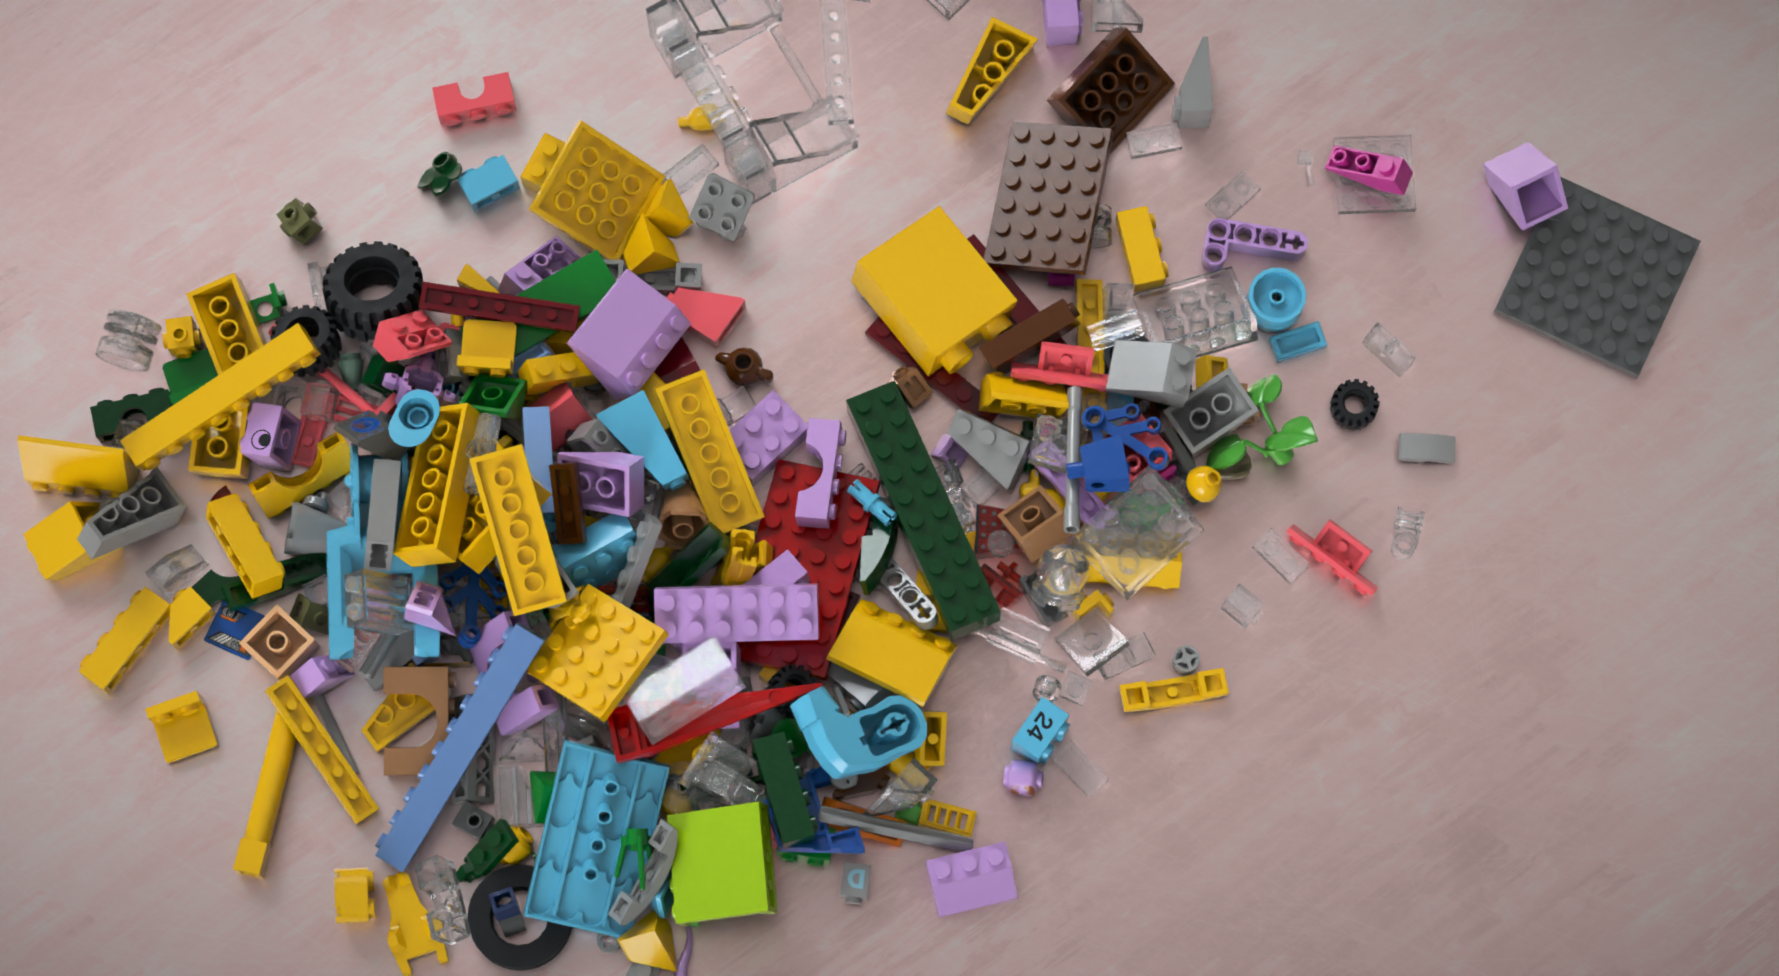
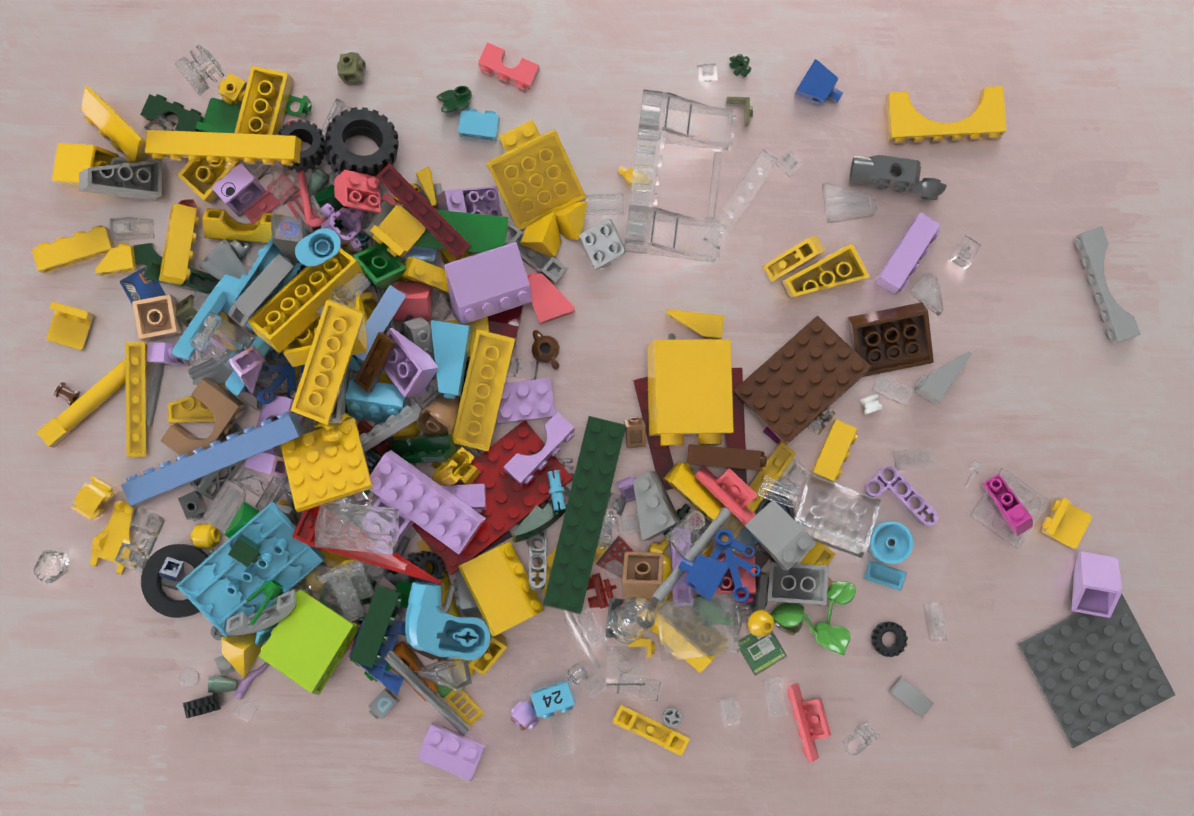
camera: 40 degrees right, 10 degrees up
(235, 804) = (66, 393): none -> reddish brown bush
(487, 852) = (186, 530): dark green hinge -> none
(575, 813) = (245, 550): none -> dark green brick
(888, 219) = (702, 324): none -> yellow slope
(941, 80) = (794, 258): none -> yellow slope
(1142, 172) = (871, 404): none -> white wheel
(1228, 519) = (761, 652): none -> clear tile
(1445, 146) = (1066, 523): none -> yellow bracket

